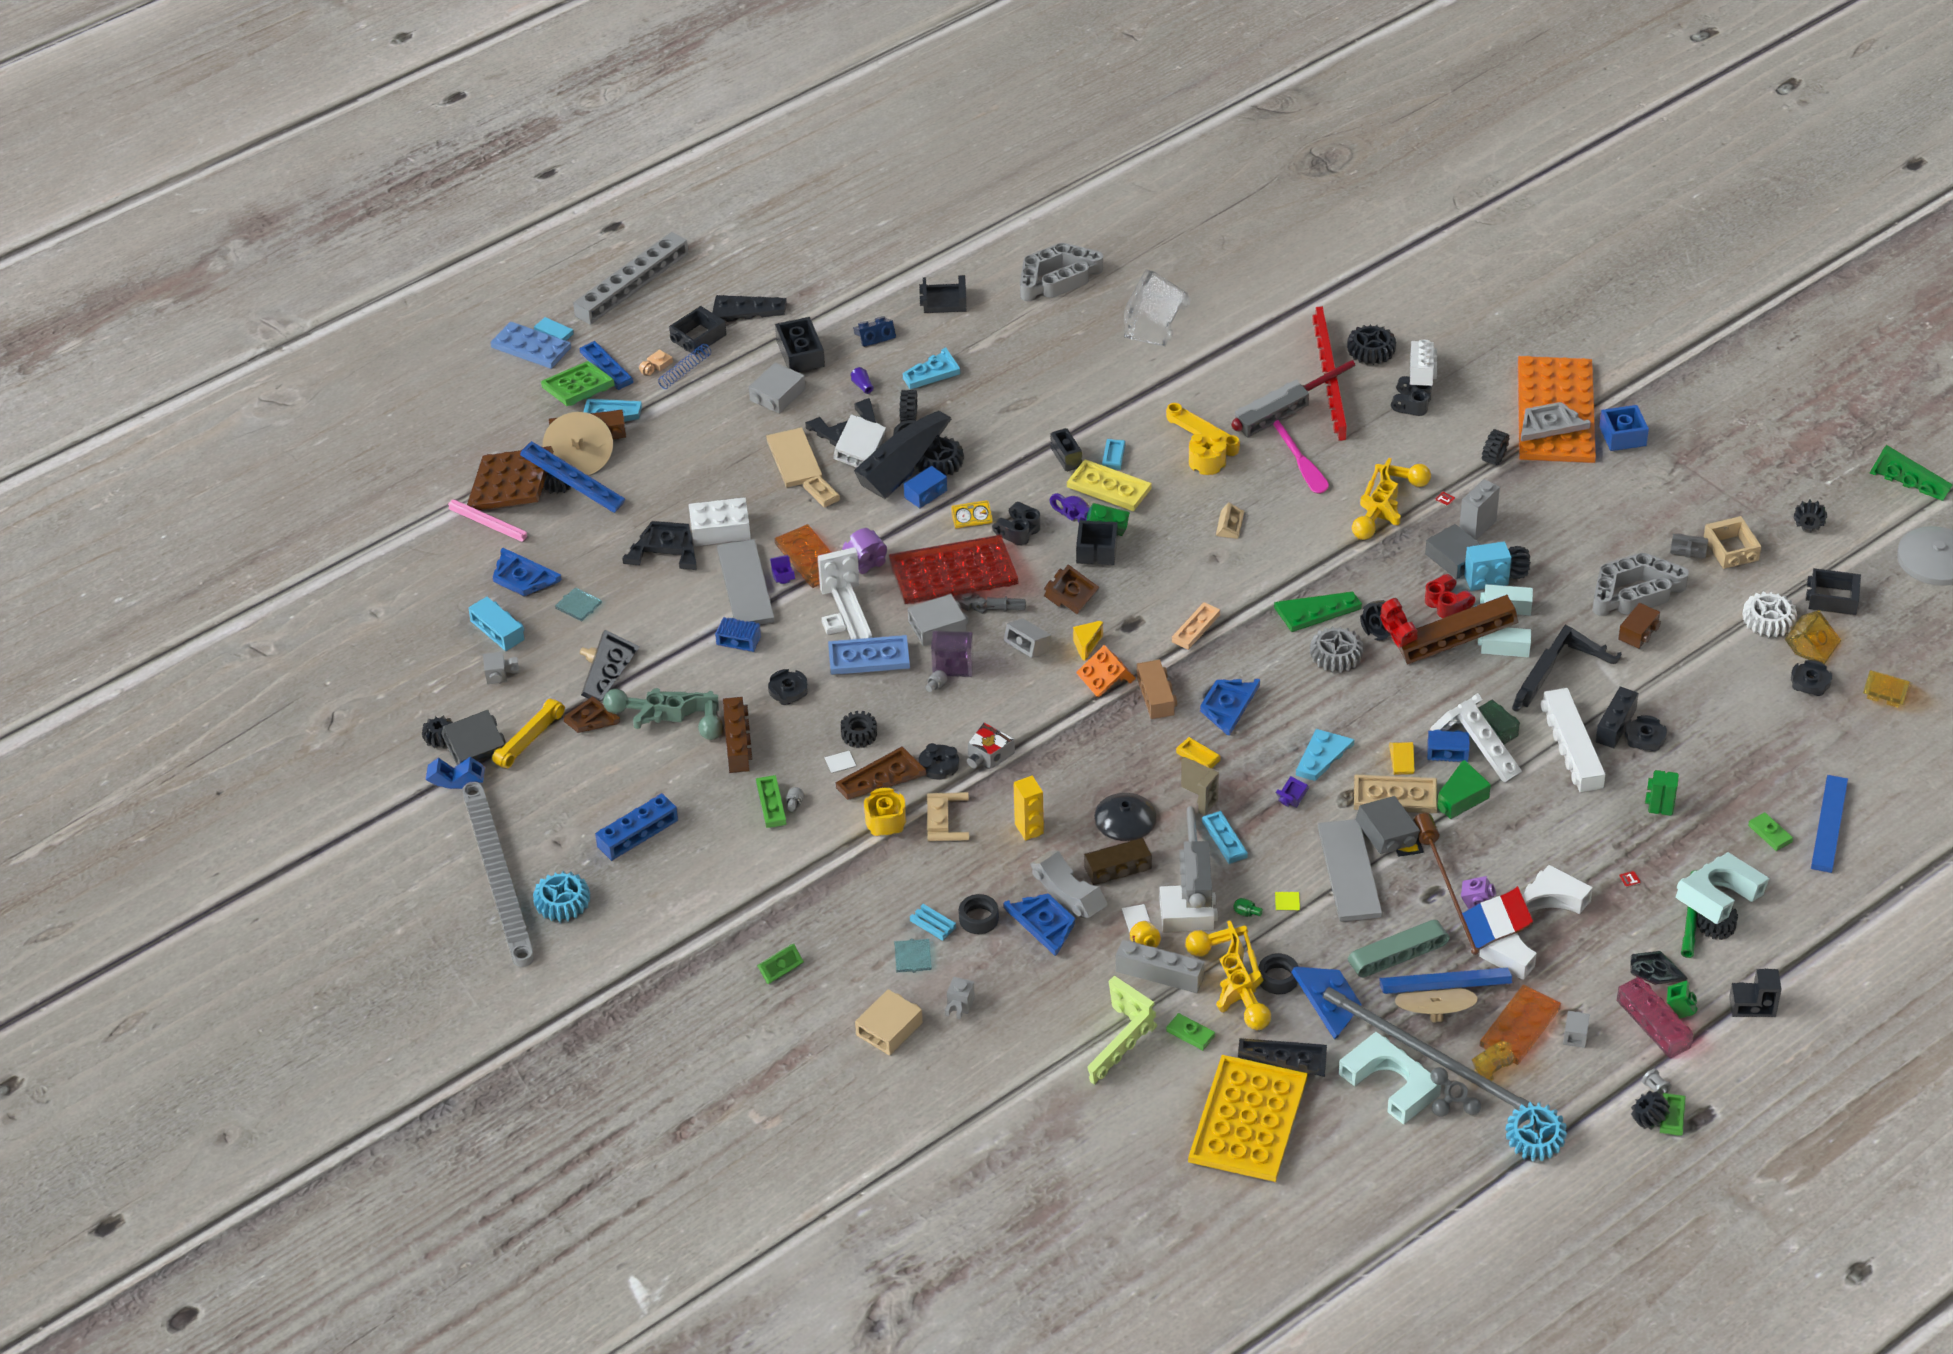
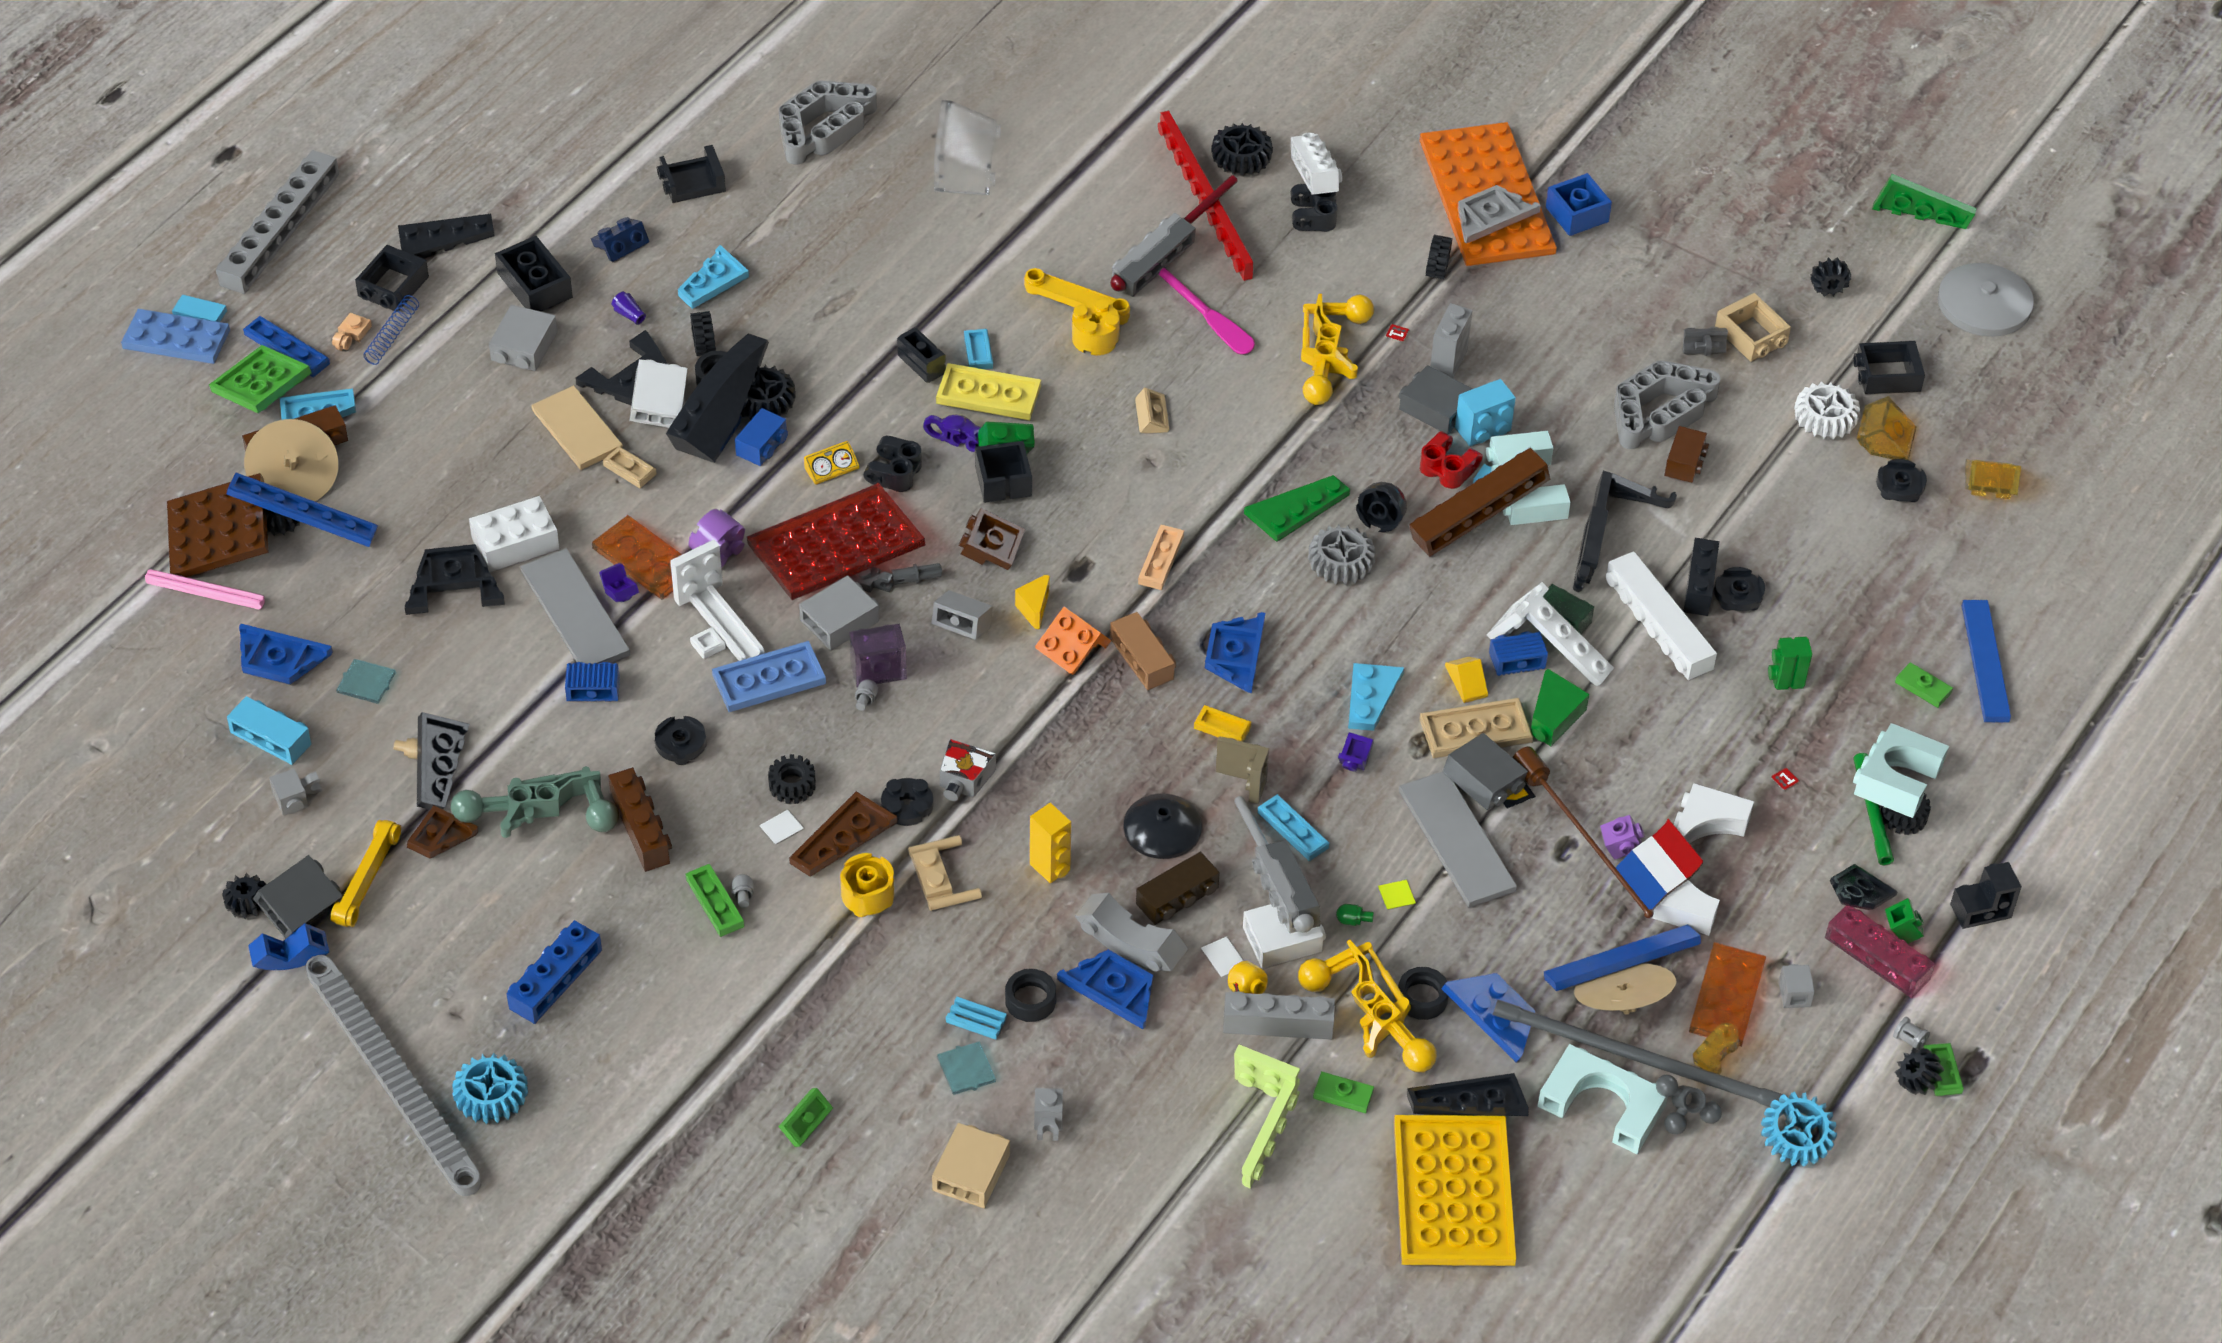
camera: 20 degrees left, 5 degrees up
(1396, 623) = (1408, 508): red piece -> none
(1398, 948) = (1553, 928): sand green beam -> none
(1519, 562) = (1524, 399): black gear -> none

